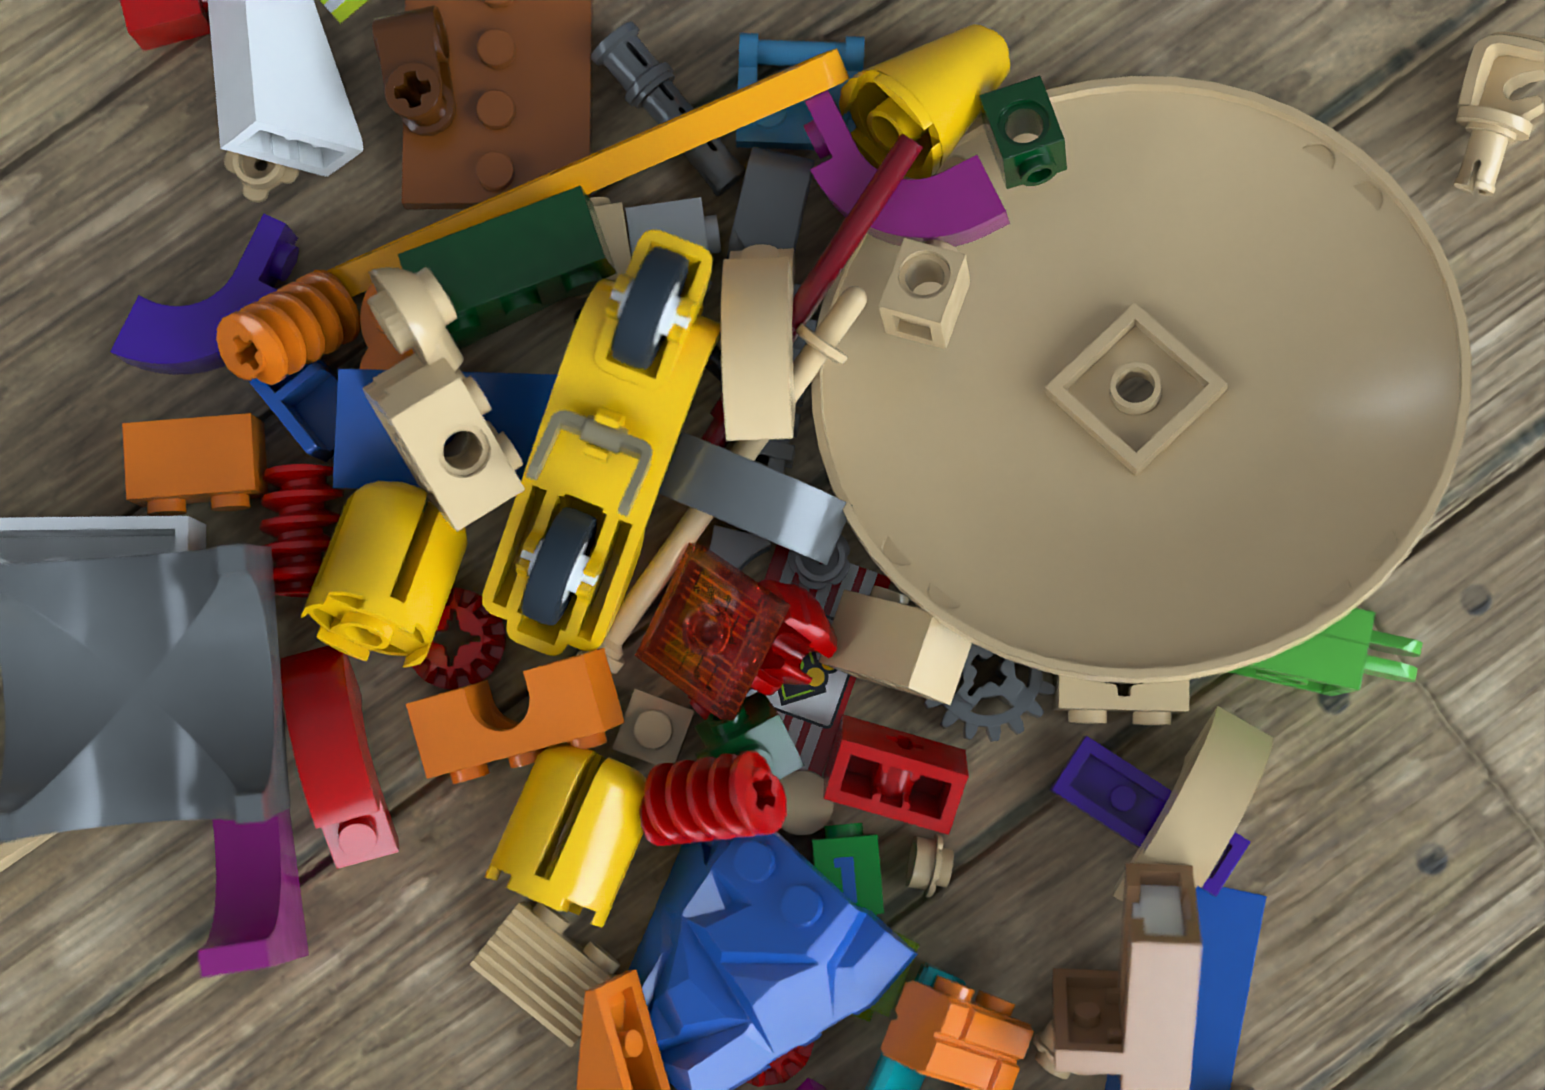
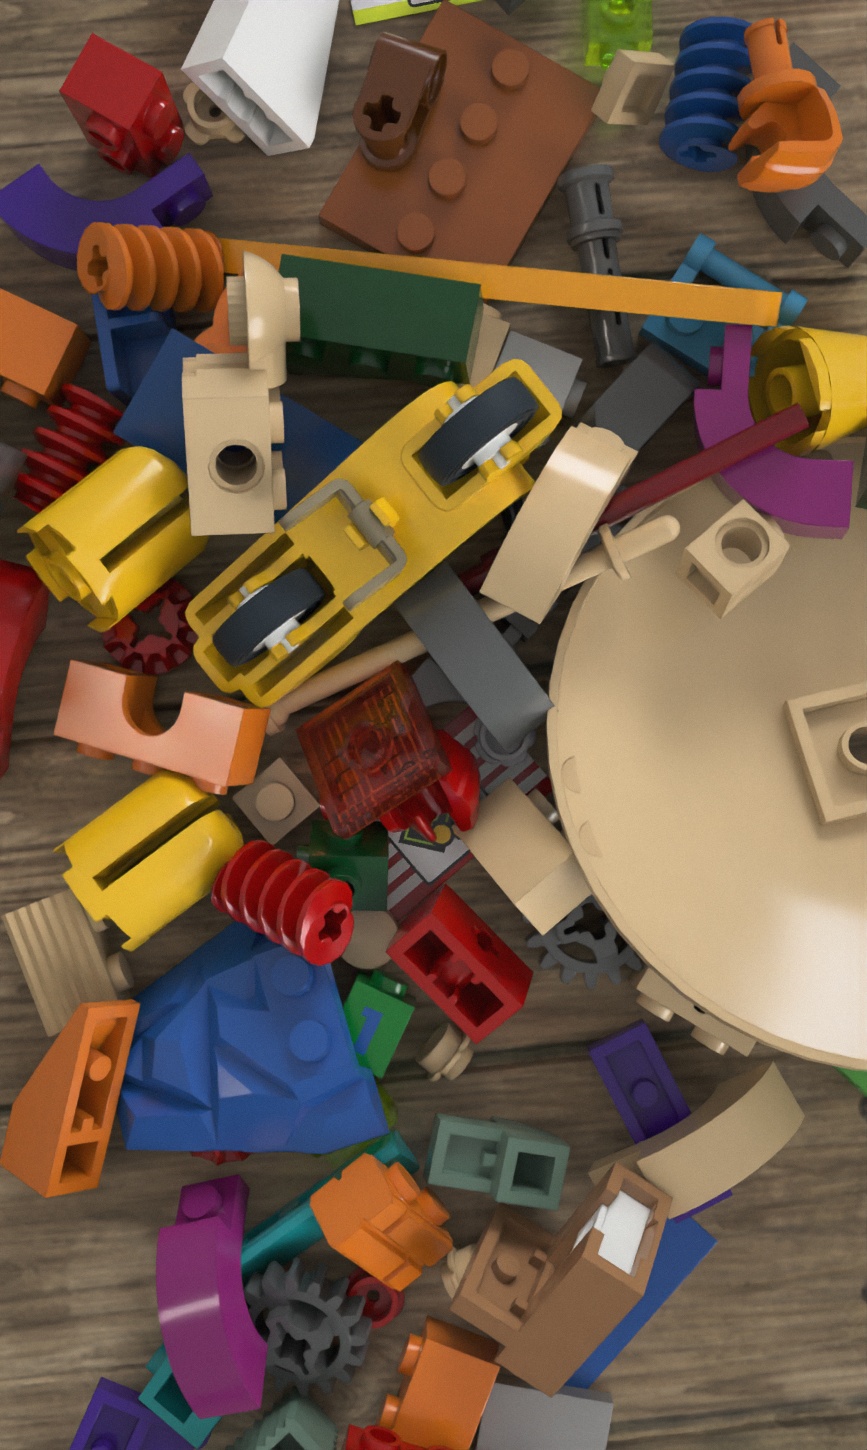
camera: 30 degrees right, 5 degrees up
(187, 209) = (123, 108): none -> red brick
(1027, 930) = (499, 1158): none -> sand green brick

